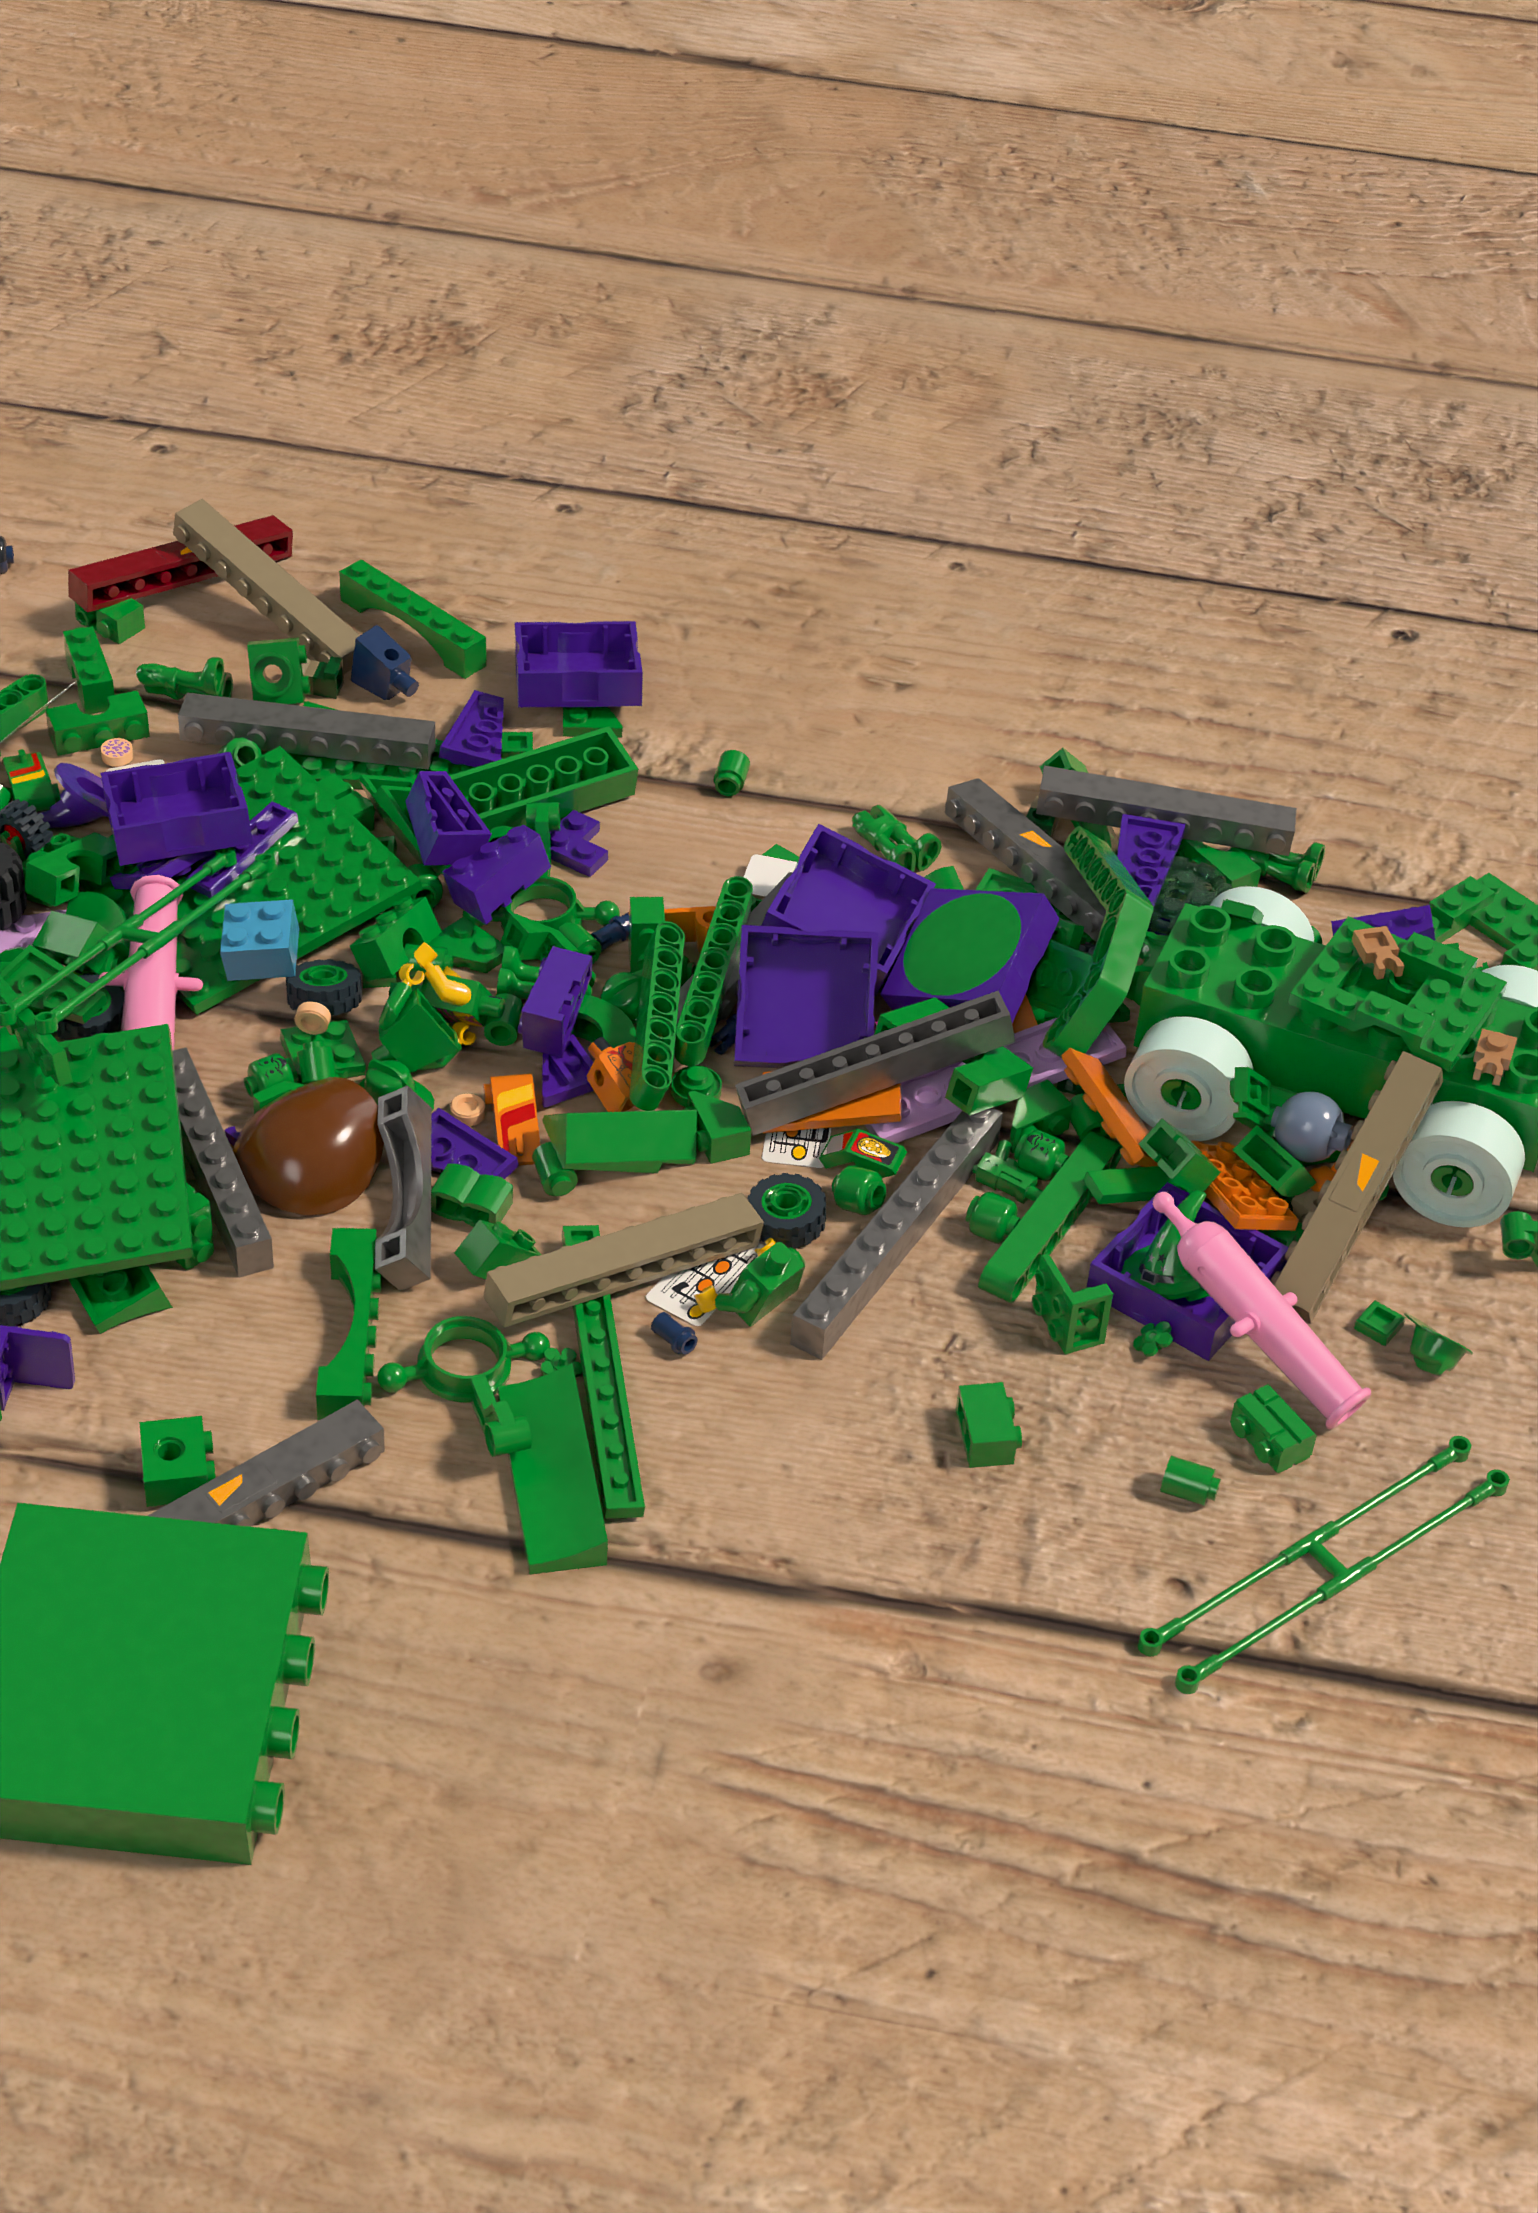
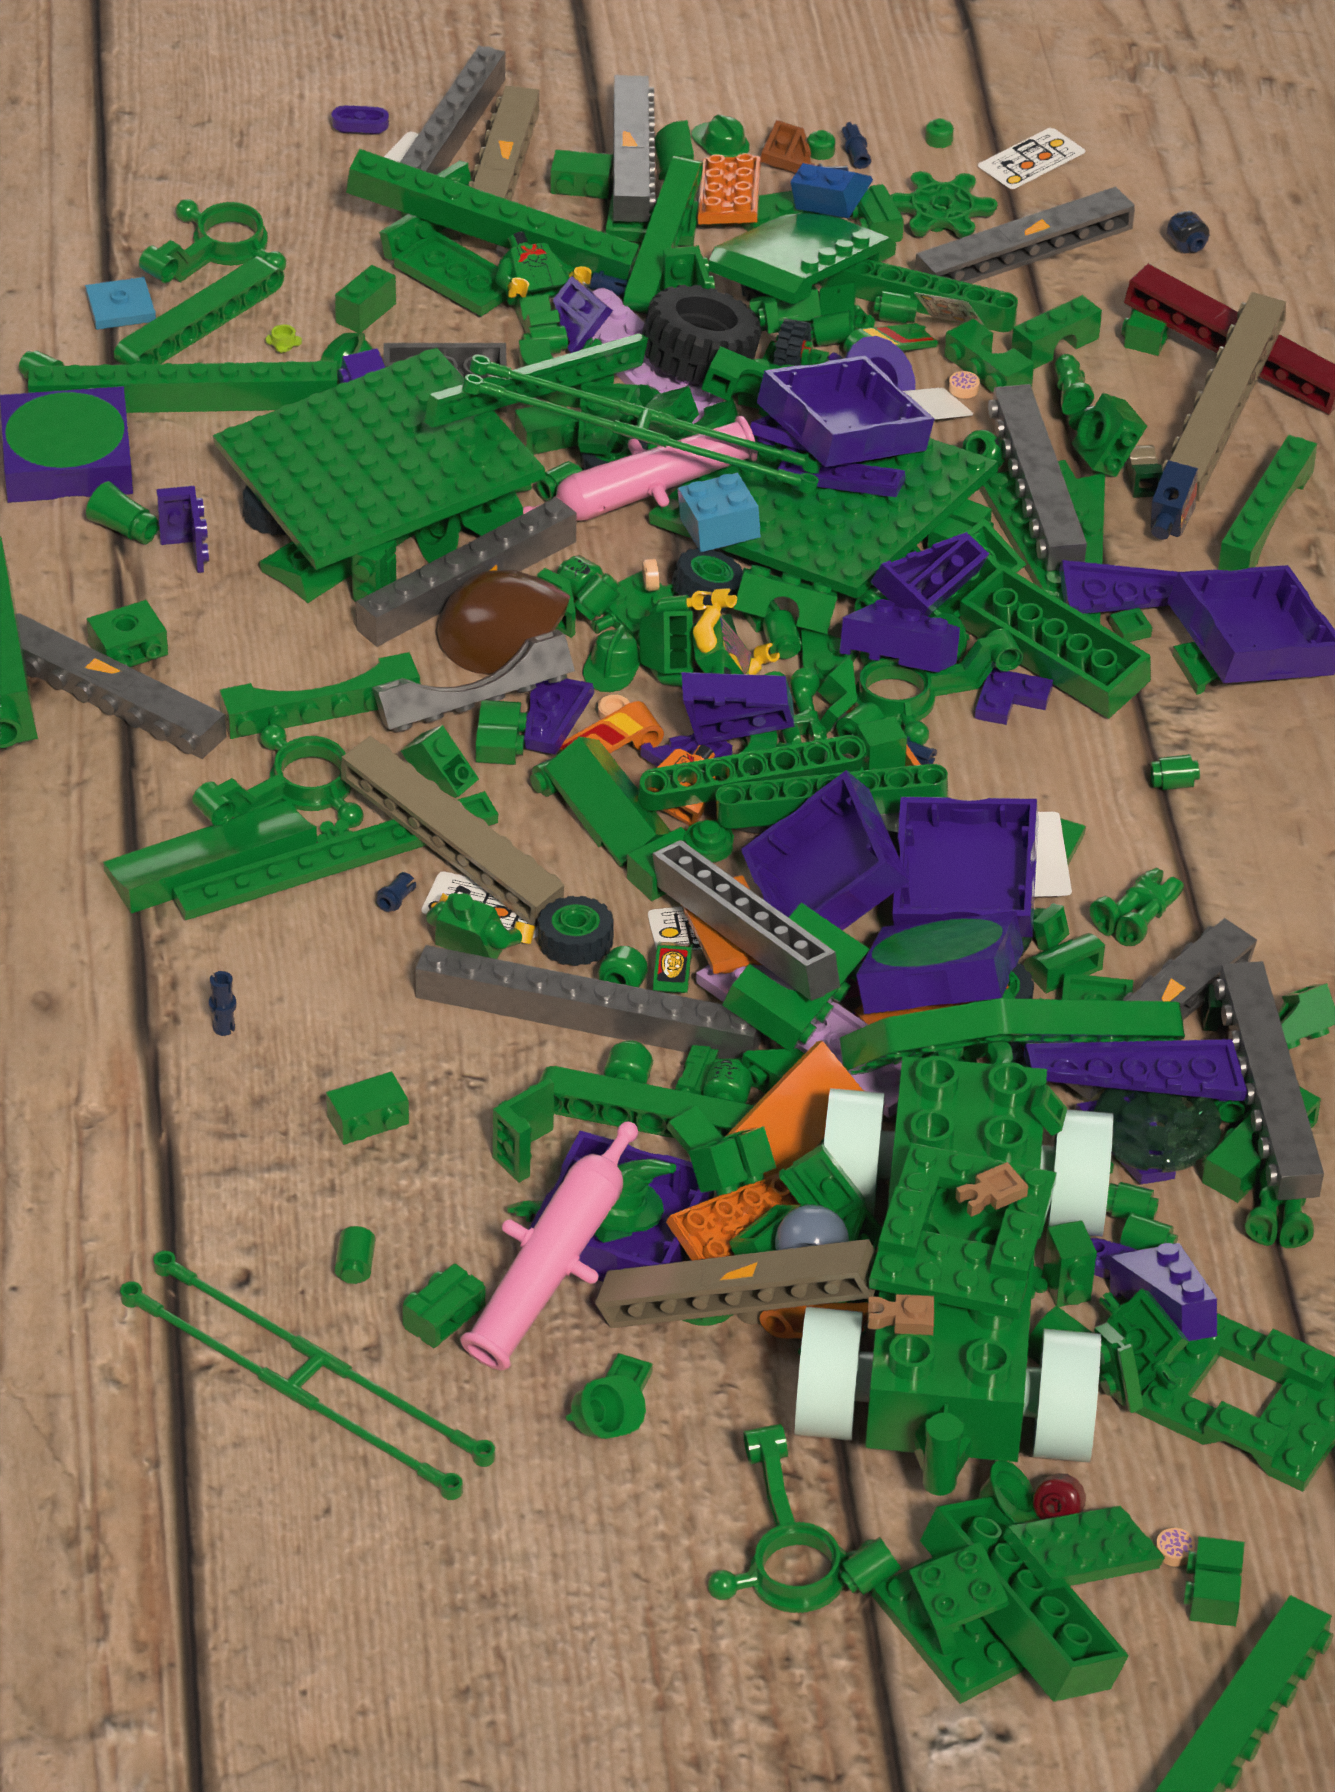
camera: 75 degrees right, 0 degrees up
(814, 1498) = (222, 1003): none -> dark blue pin

